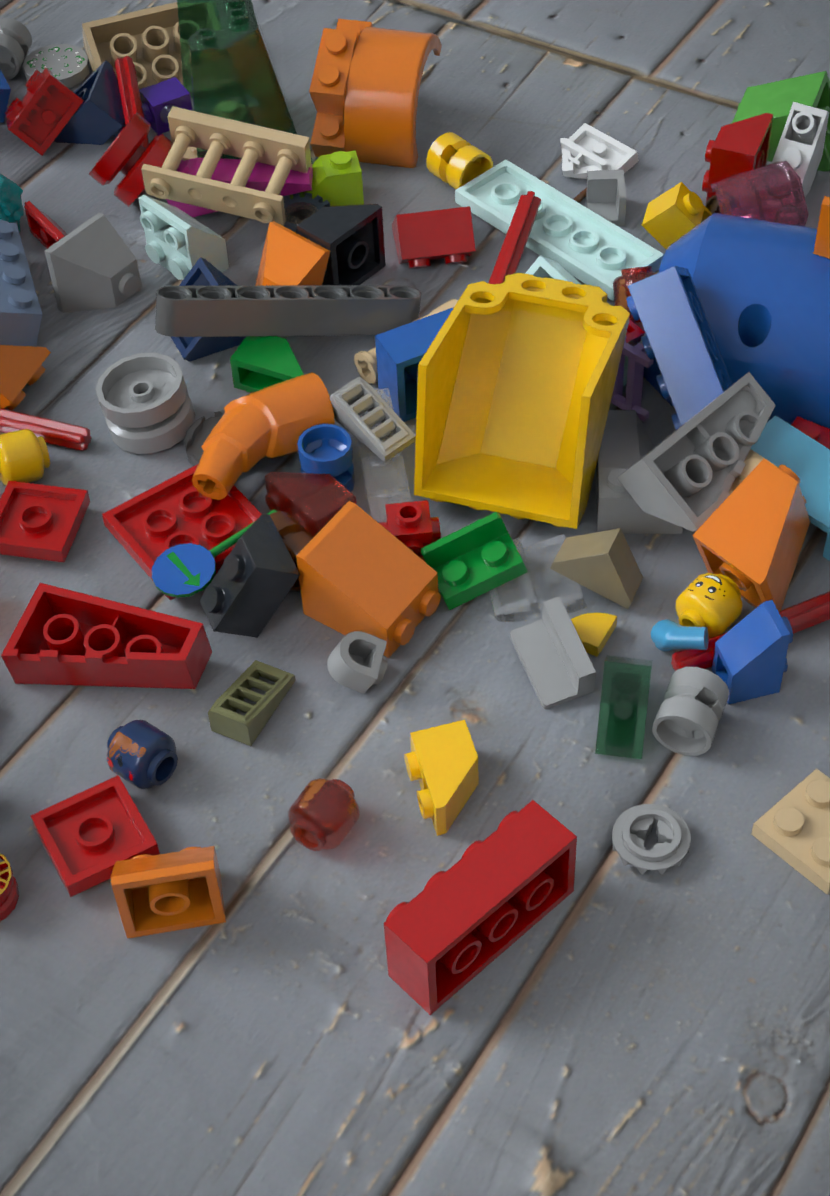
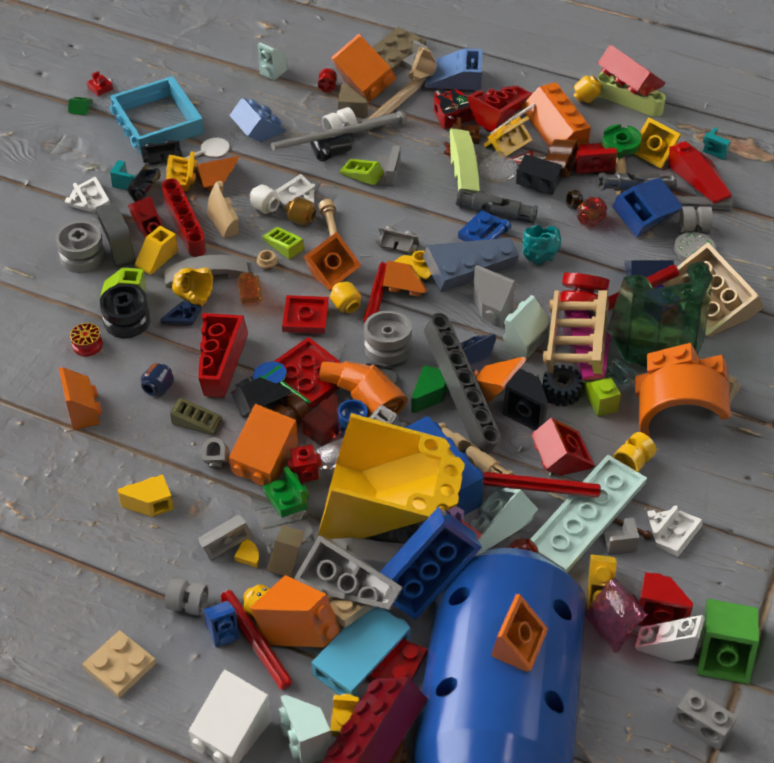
camera: 80 degrees right, 0 degrees up
(42, 110) = (629, 246): red bracket -> none
(42, 226) = (531, 277): red slope -> none
(92, 833) = (113, 372): red plate -> none
(323, 814) = (122, 452): clear red head -> none
(480, 905) = (61, 512): red brick -> none
(623, 707) = (196, 565): clear green slope -> none
(634, 827) = (107, 580): light grey gear -> none
(671, 635) = (237, 588): dark azure arm -> none

